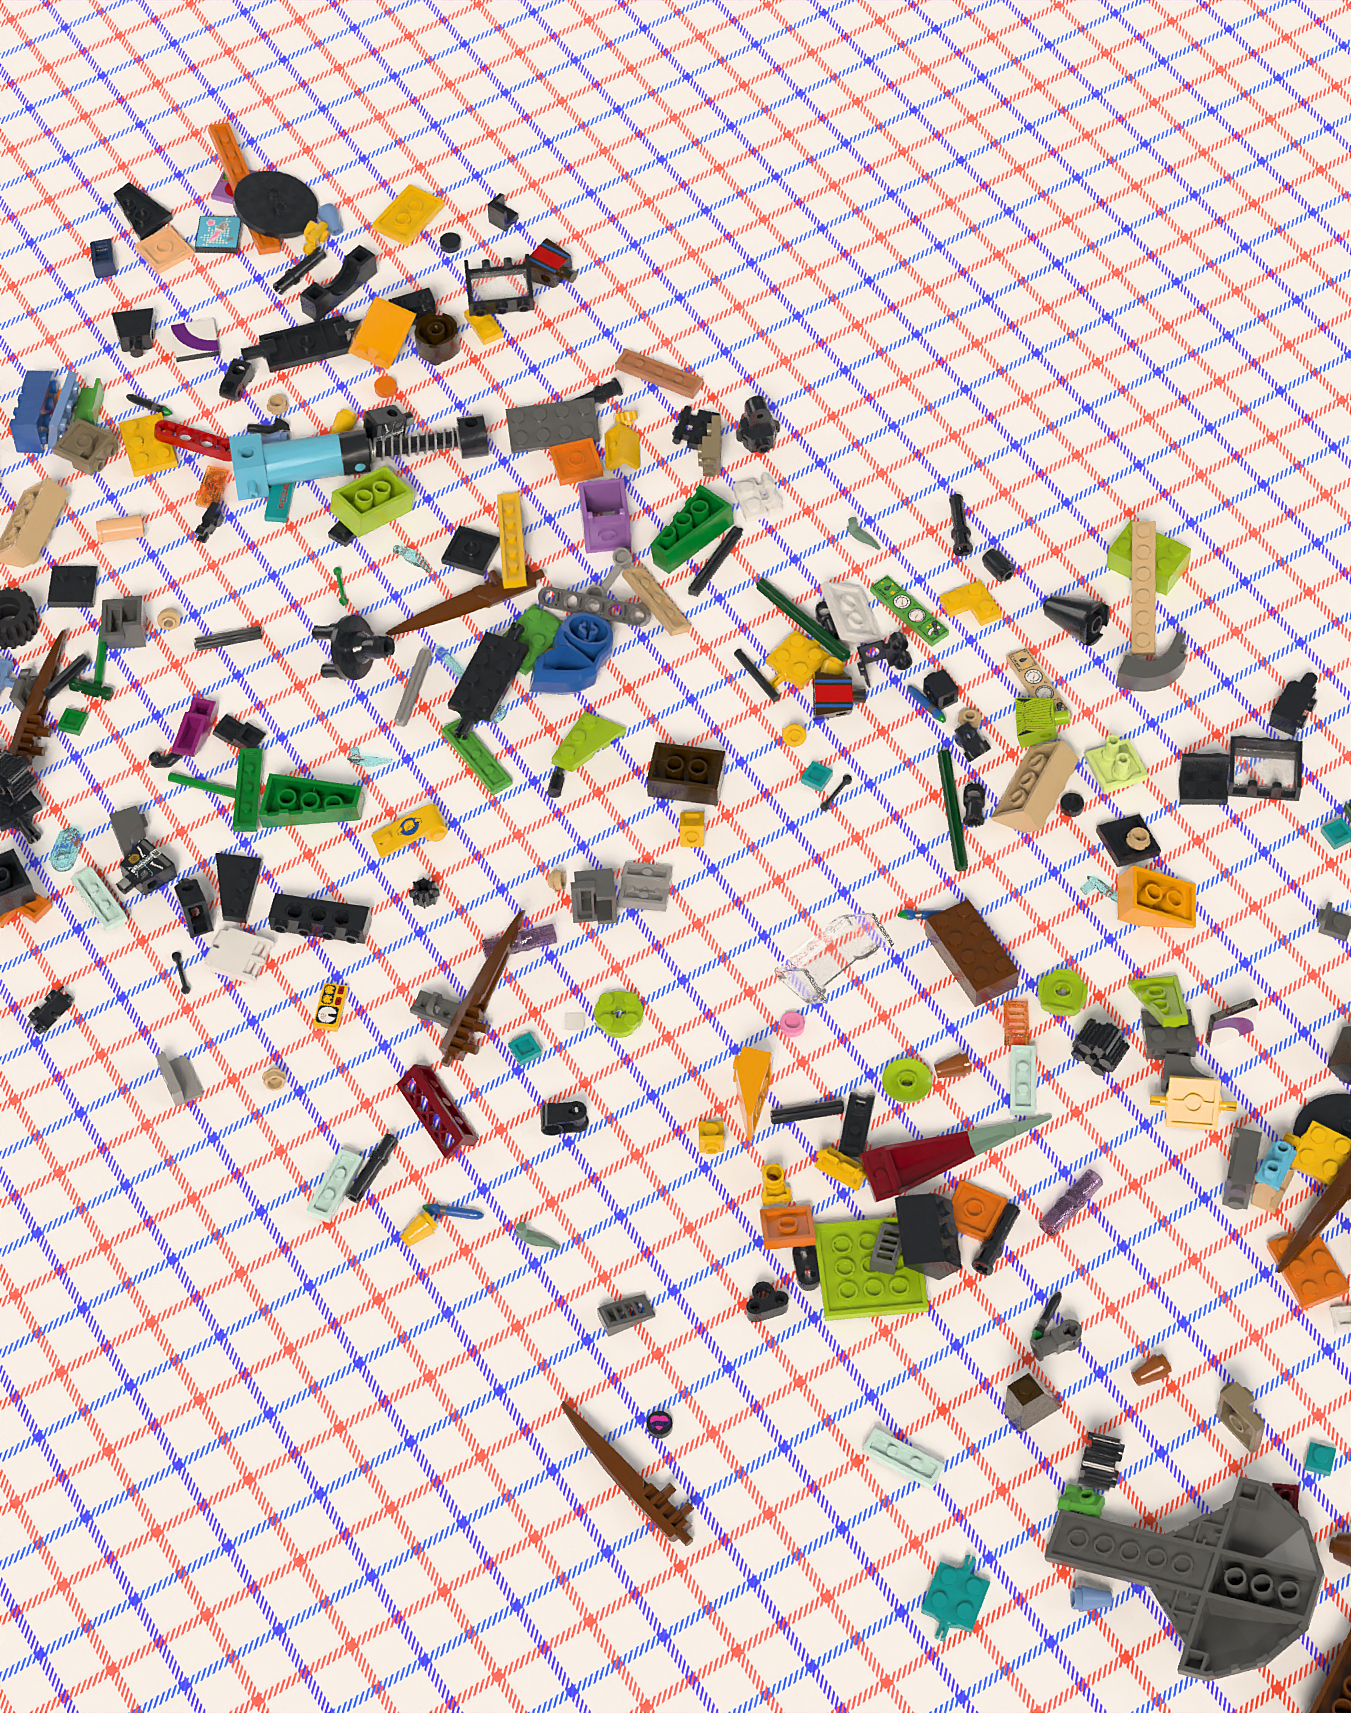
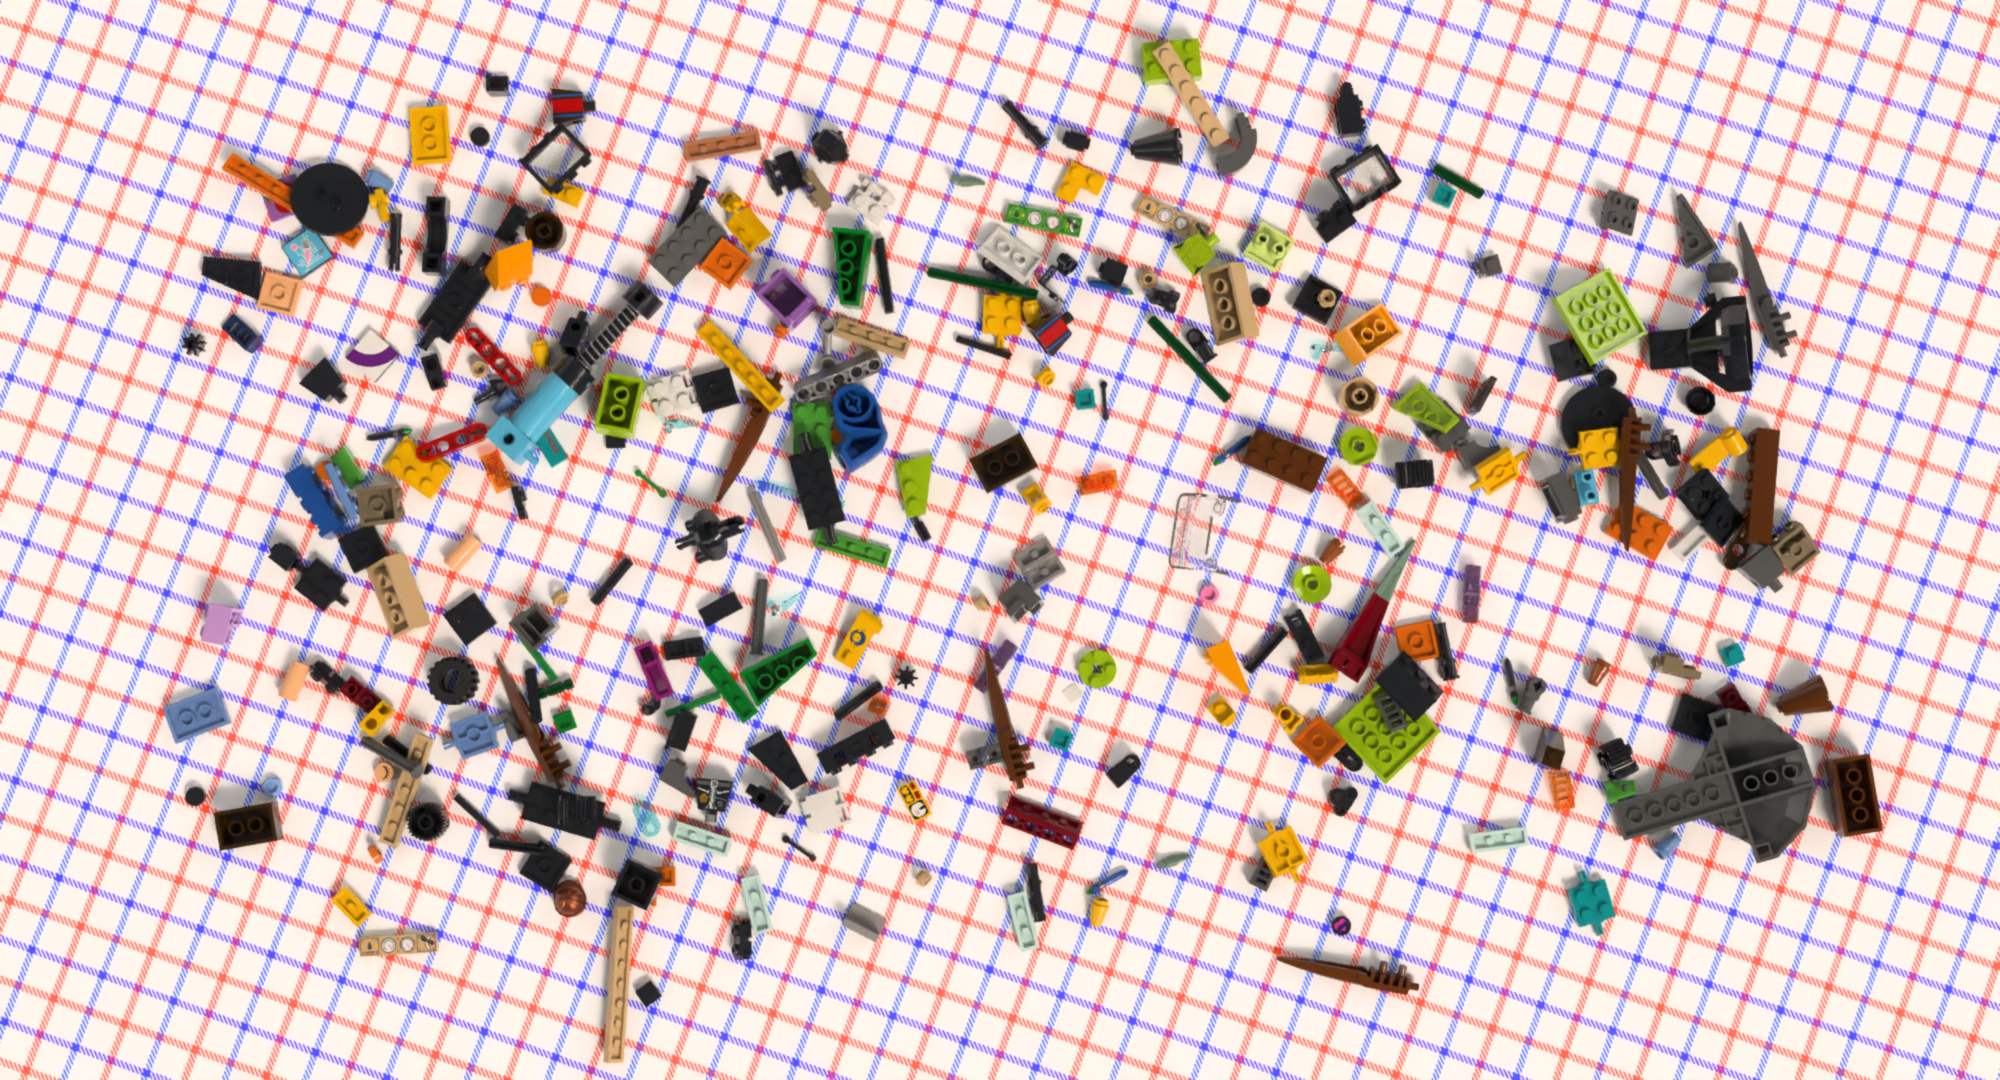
camera: 40 degrees left, 30 degrees up
(35, 468) = (363, 548): none -> black tile
(54, 238) = (198, 340): none -> black gear
(93, 990) = (757, 904): none -> light aqua plate
(168, 793) = (681, 730): none -> black panel
(298, 404) = (493, 357): none -> red beam
(309, 723) = (720, 609): none -> black slope
(336, 752) = (759, 617): none -> dark grey axle
(359, 884) = (858, 700): none -> black axle
(372, 897) = (879, 706): none -> clear orange slope
(427, 530) = (672, 394): none -> white plate
(575, 542) = (780, 331): none -> orange bush
(658, 1303) = (1282, 851): none -> yellow plate
(765, 856) = (1097, 482): none -> clear orange slope
(1025, 1441) = (1552, 775): none -> clear orange slope
(1098, 944) = (1367, 391): none -> tan brick
(1218, 1485) = (1692, 717): none -> black tile

